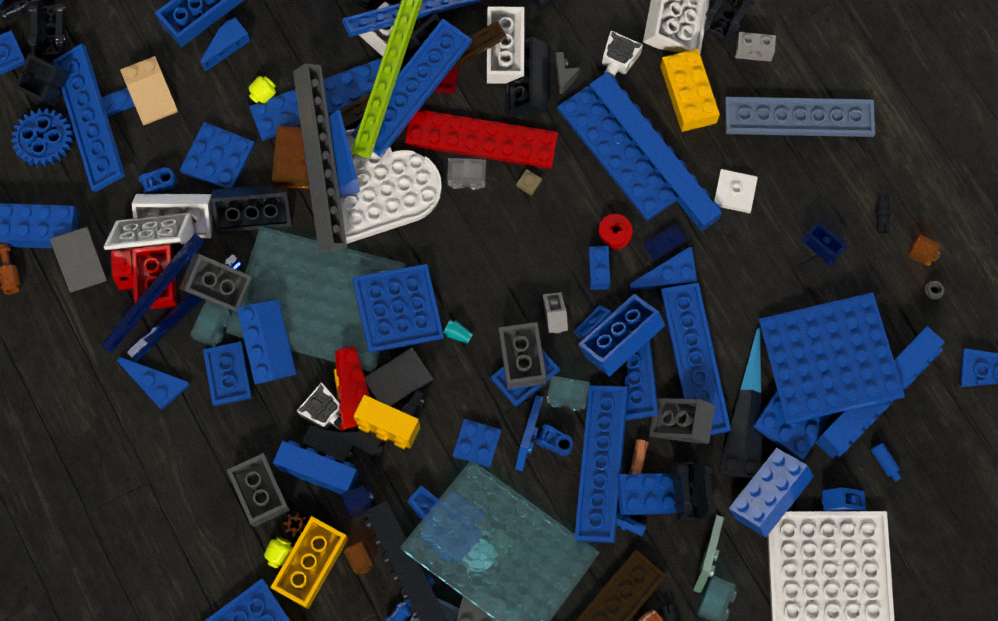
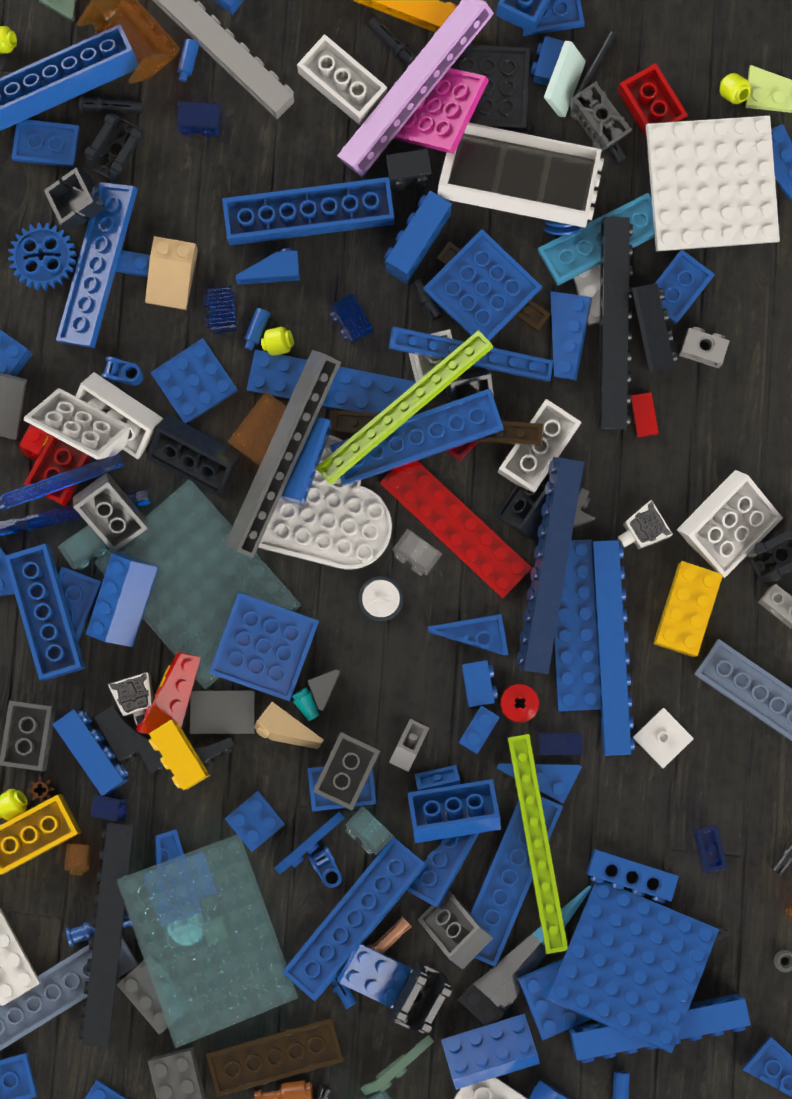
camera: 35 degrees right, 10 degrees up
(205, 93) = (221, 310): none -> clear blue brick
(212, 387) = (44, 612): none -> blue brick
(240, 91) = (256, 328): none -> blue cylinder
(307, 42) = (351, 319): none -> clear blue brick
(455, 358) = (284, 728): none -> tan slope
(461, 311) = (322, 687): none -> dark grey slope
(462, 222) = (380, 598): none -> white wheel
(529, 182) = (471, 599): dark tan plate -> none
(551, 200) = (479, 632): none -> blue wing
(570, 117) = (550, 565): none -> dark blue brick
(575, 236) = (478, 683): none -> blue brick
(699, 319) = (537, 844): none -> lime plate
(809, 287) = (666, 881): none -> blue brick

